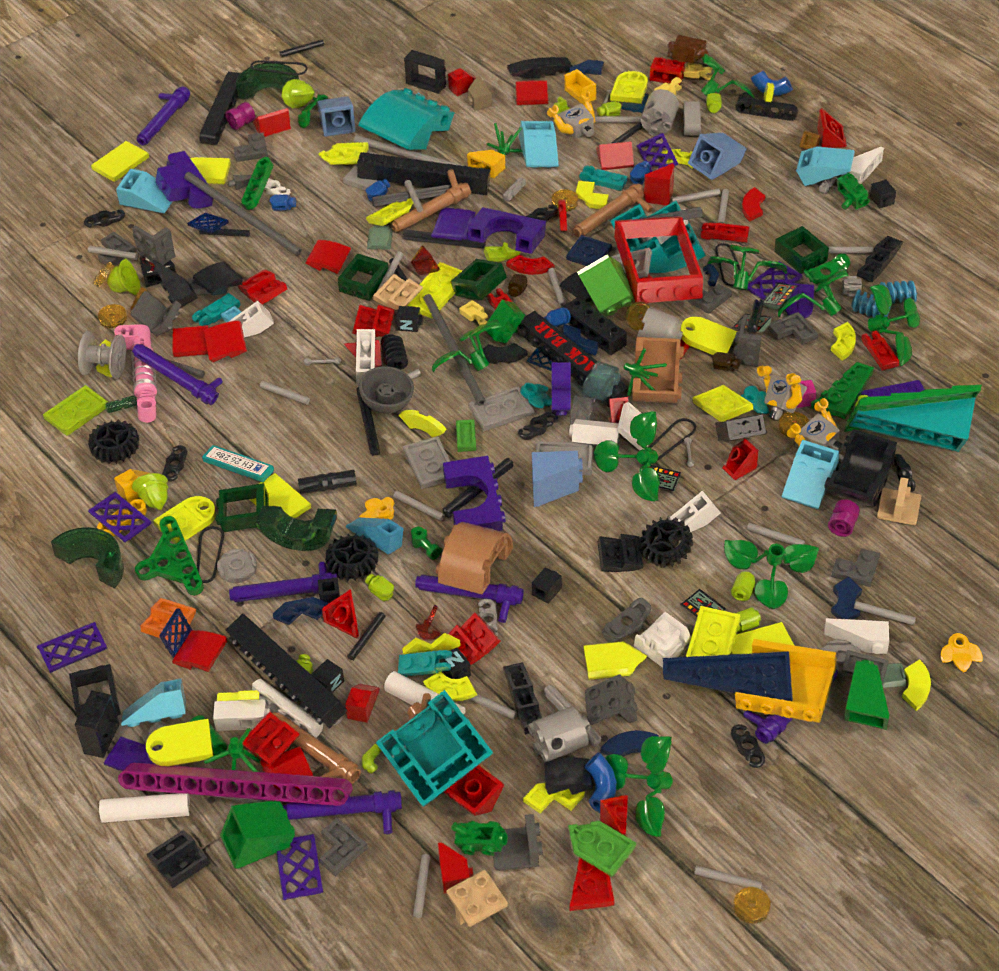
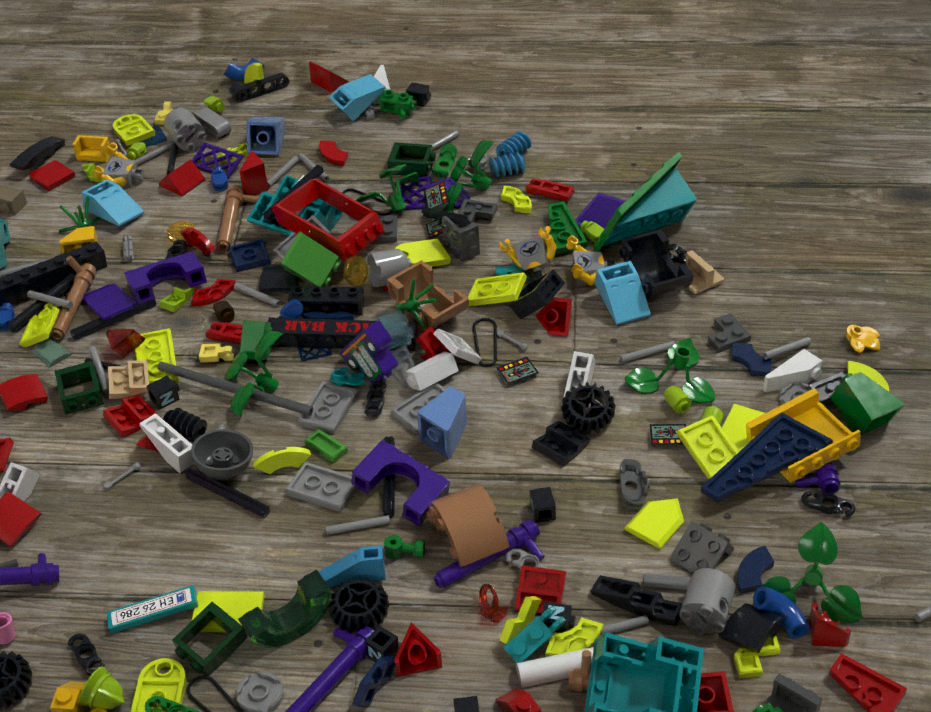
camera: 45 degrees left, 5 degrees down
(284, 392) = (119, 523): light grey bar -> none
(327, 481) = (256, 563): black axle -> none
(366, 636) = (450, 657): black bar -> none
(379, 508) = (328, 551): yellow plate -> none
(380, 587) = (413, 609): lime arm -> none
(466, 286) = (199, 333): dark green window -> none
(504, 354) = (281, 364): black tile -> none
(589, 67) = (84, 130): dark blue tile -> none
(592, 200) = (205, 218): neon yellow tile -> none
(601, 845) = (846, 656): bright green tile -> none
(603, 178) = (192, 200): teal hinge -> none
(643, 429) = (490, 332): green plant -> none
(663, 639) = (676, 476): white brick -> none
(666, 70) = (149, 102): red brick -> none
(687, 49) = (153, 77): reddish brown torso -> none
(696, 70) = (171, 92): light yellow plate -> none
(712, 86) = (200, 92): green plant -> none
(725, 232) = (343, 178): red hinge -> none
(725, 361) = (456, 263): dark brown arm -> none
(789, 419) = (562, 269): clear yellow piece -> none
(809, 140) = (321, 90): pearl gold tile -> none
(843, 518) = (679, 306): magenta wheel -> none
(880, 258) = (469, 132): black slope -> none
(880, 322) = (530, 170): green plant -> none

